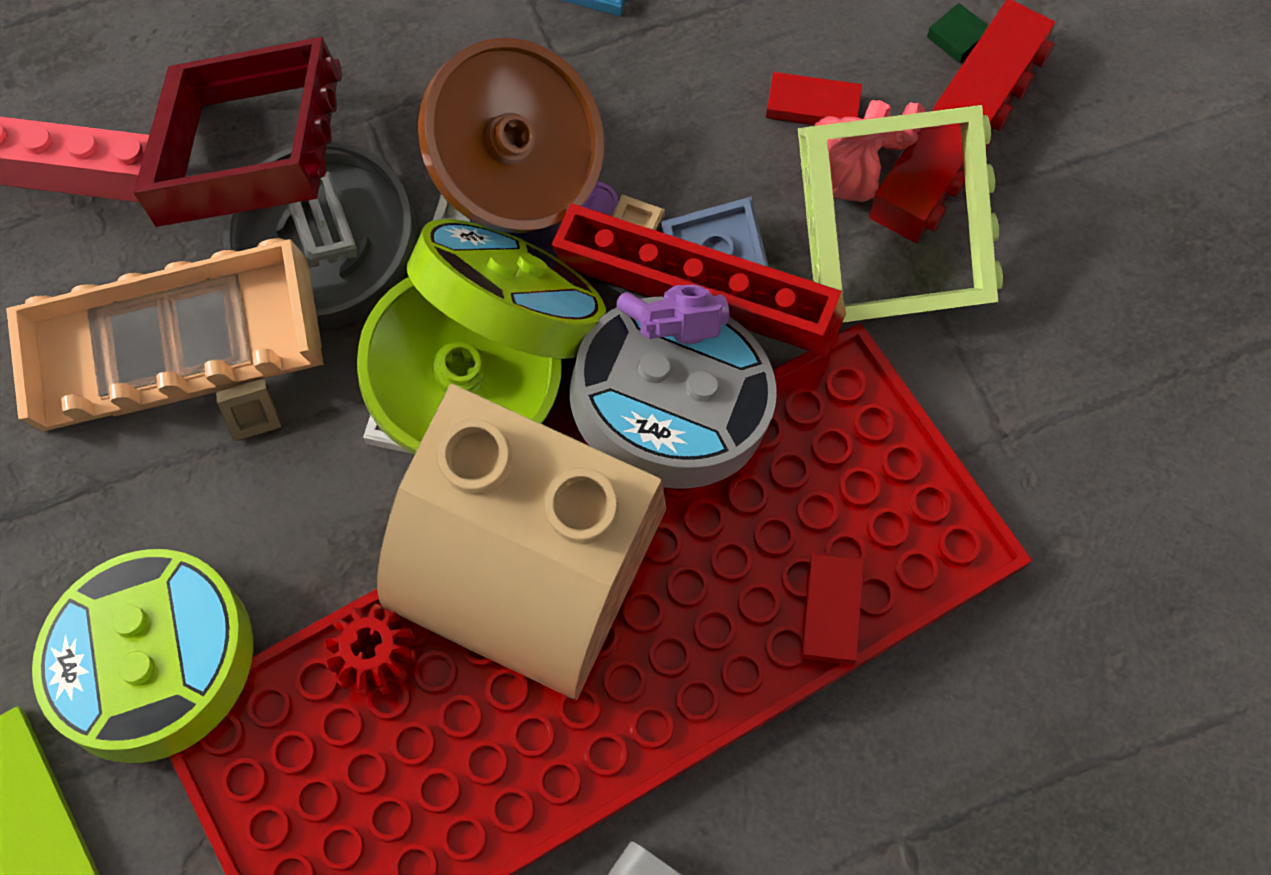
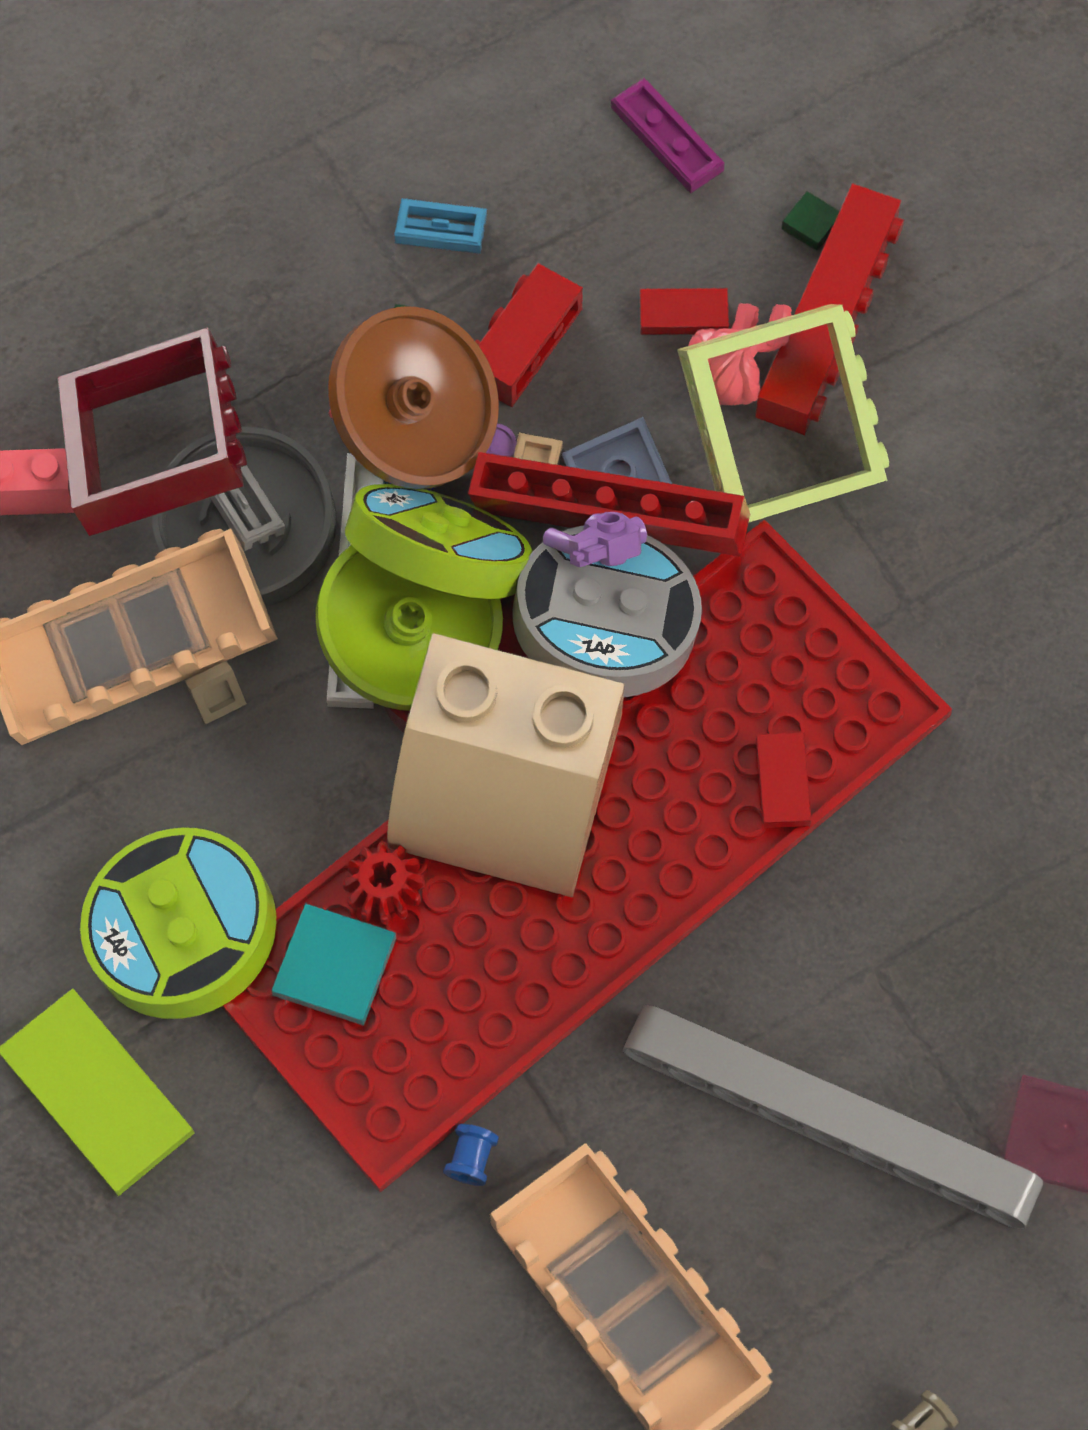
camera: 10 degrees left, 0 degrees up
(298, 732) = (334, 964): none -> teal tile
(651, 94) = (529, 329): none -> red brick

